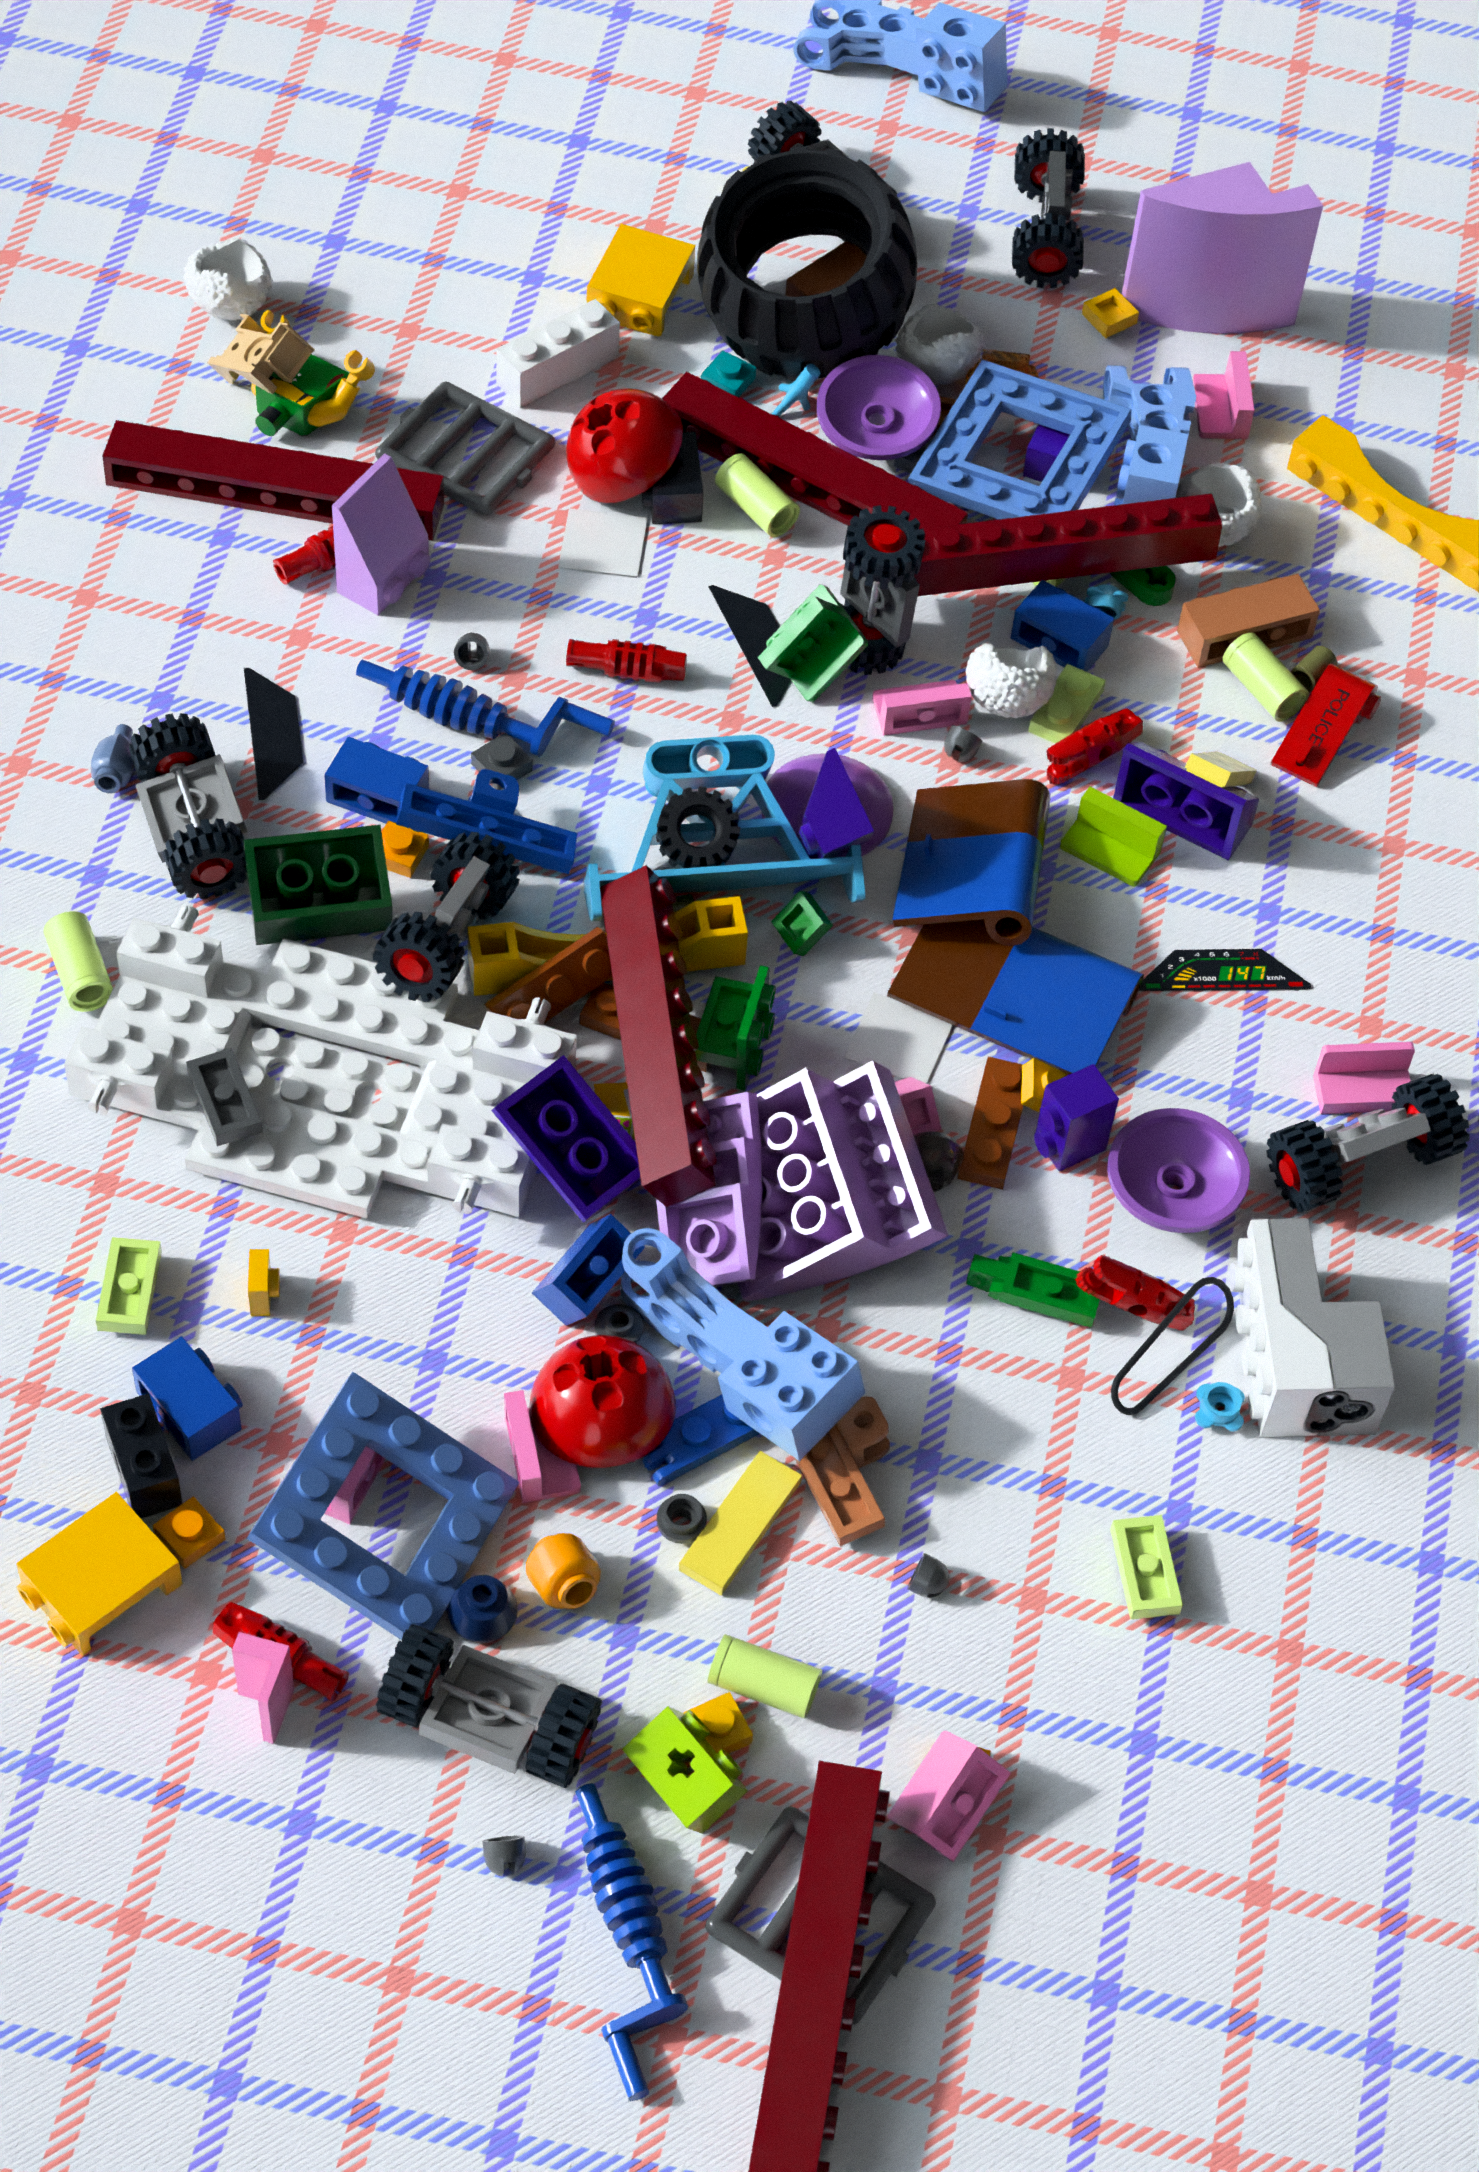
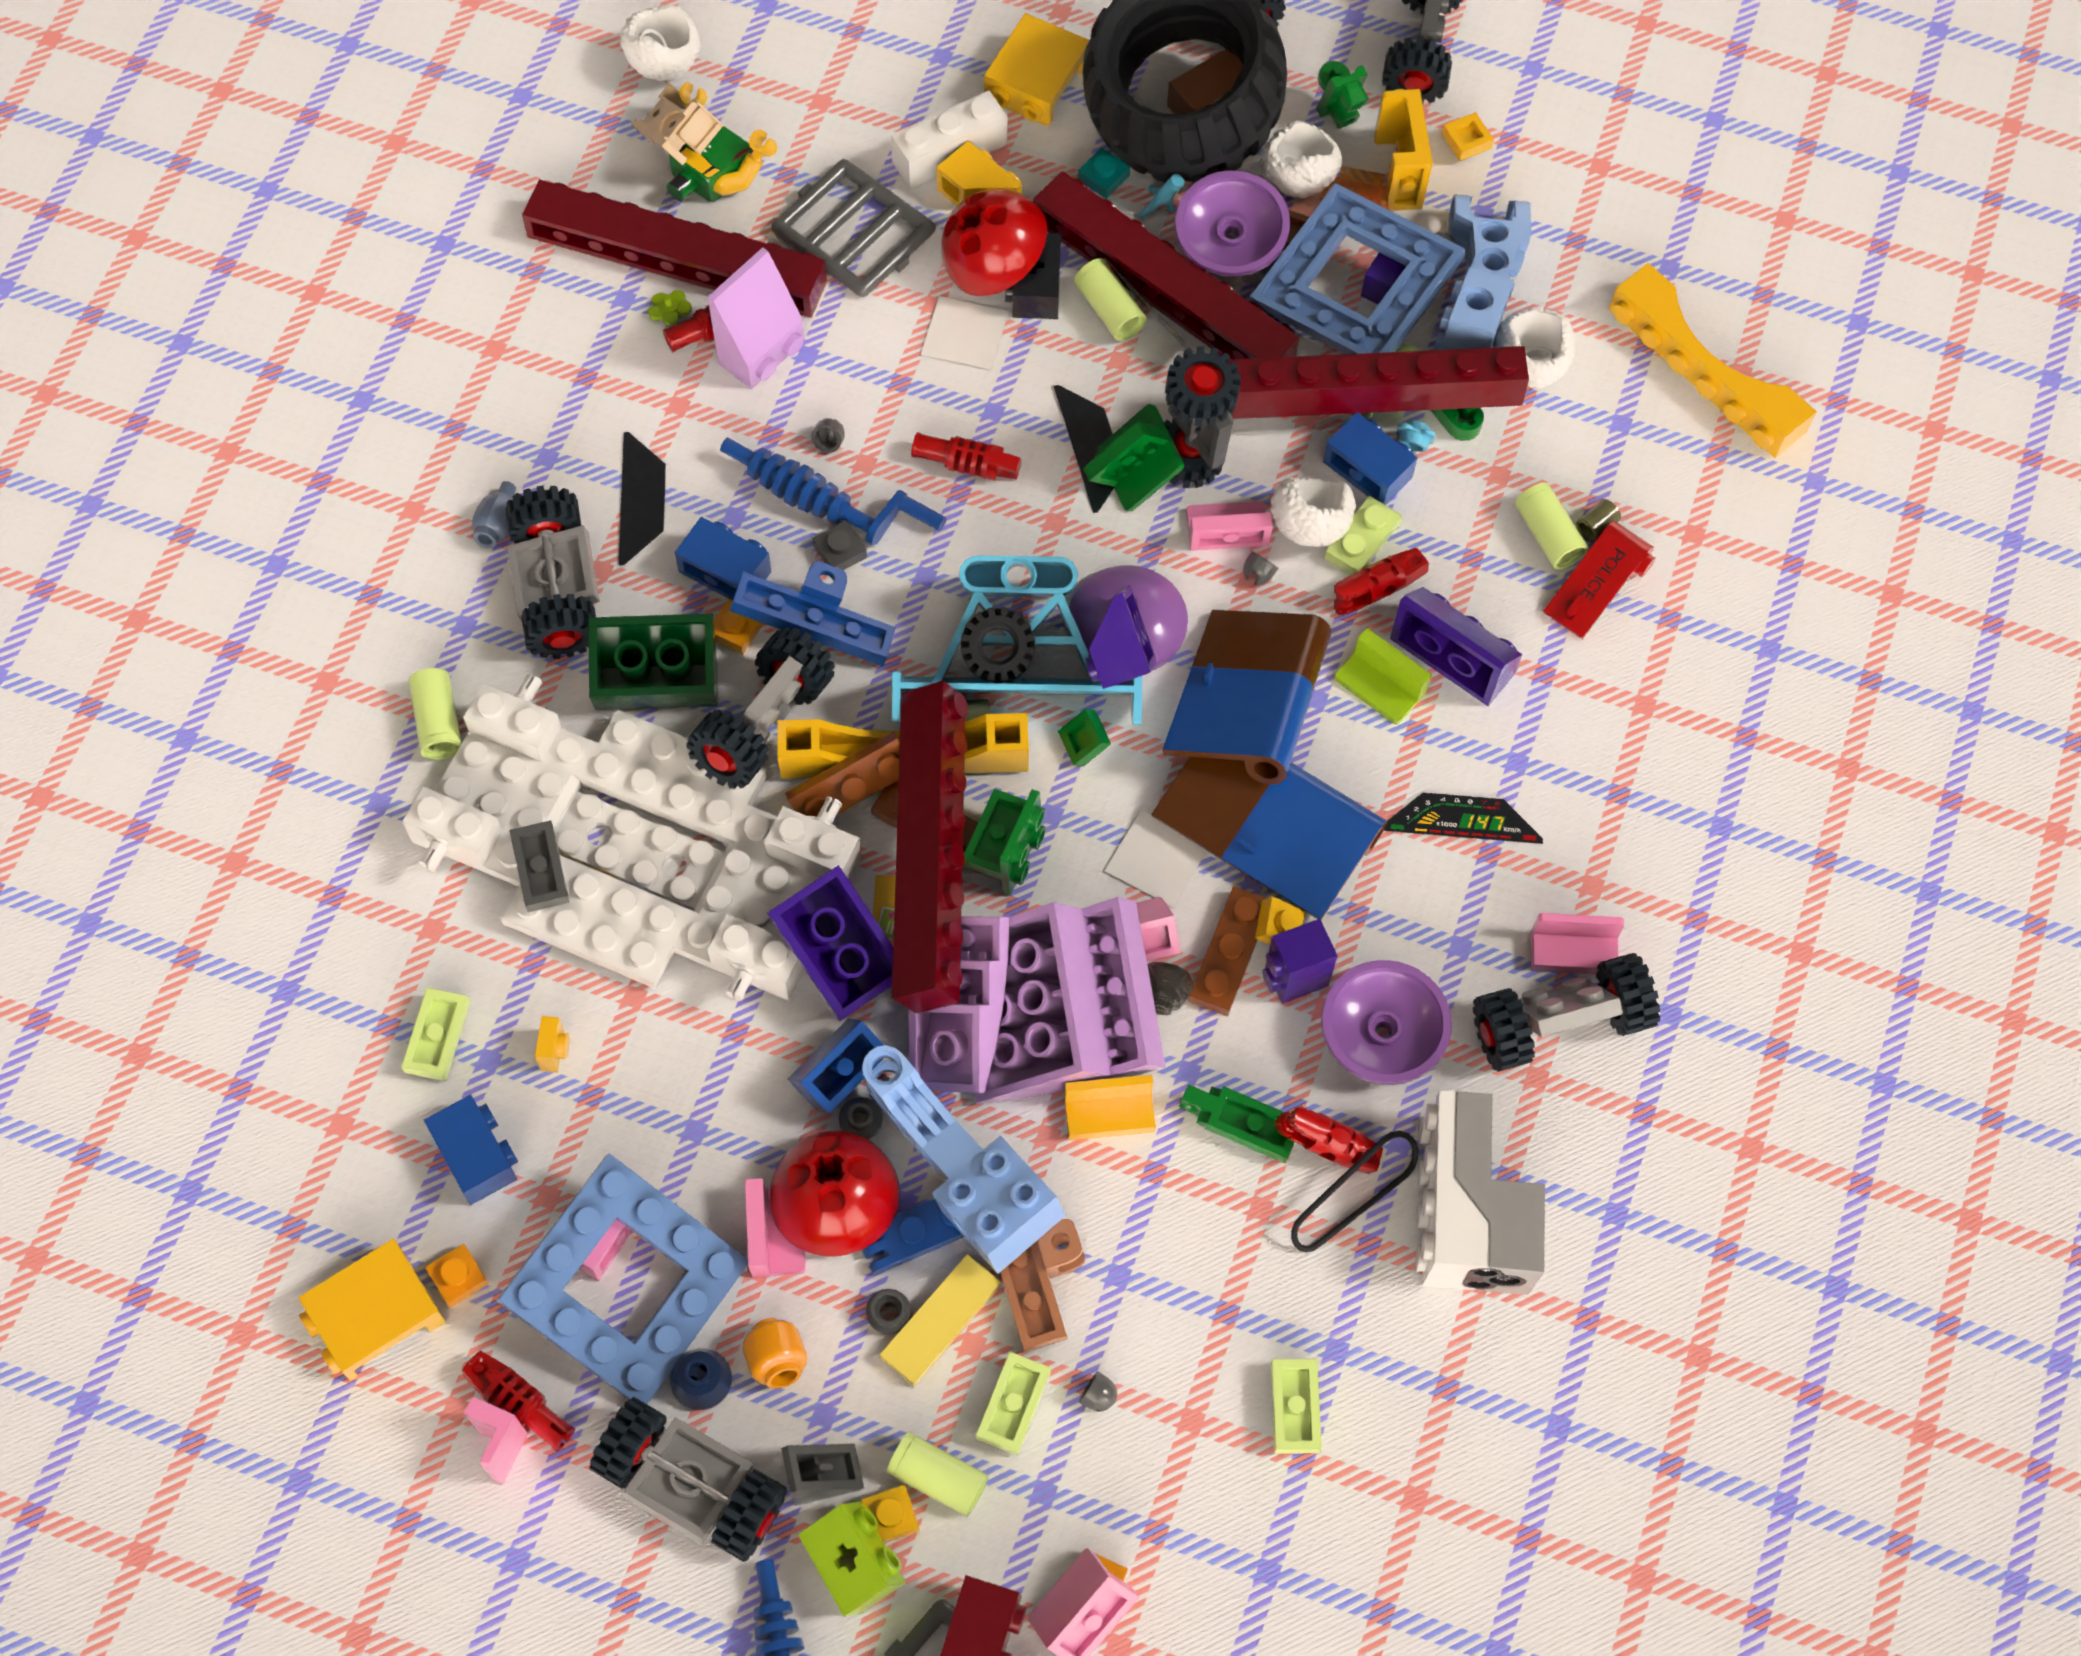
camera: 10 degrees right, 10 degrees up
(141, 1456) = (422, 1202): black brick -> none
(275, 540) = (669, 307): none -> lime plant
(504, 1850) = (685, 1612): dark grey hinge -> none
(583, 380) = (970, 172): none -> yellow slope
(631, 1688) = (821, 1471): none -> dark grey slope
(803, 500) = (1151, 310): none -> black sticker
(836, 1597) = (1013, 1403): none -> yellowish green plate
(891, 1286) = (1109, 1107): none -> yellow panel
(972, 278) = (1342, 93): none -> green hips
(1046, 305) = (1404, 124): none -> yellow panel
(1220, 769) = (1490, 623): light yellow tile -> none
(1221, 253) = (1575, 92): lavender slope -> none
(1224, 1395) = (1398, 1246): medium azure plate -> none
(1225, 400) = (1560, 236): bright pink panel -> none
(1273, 610) = (1563, 460): nougat brick -> none

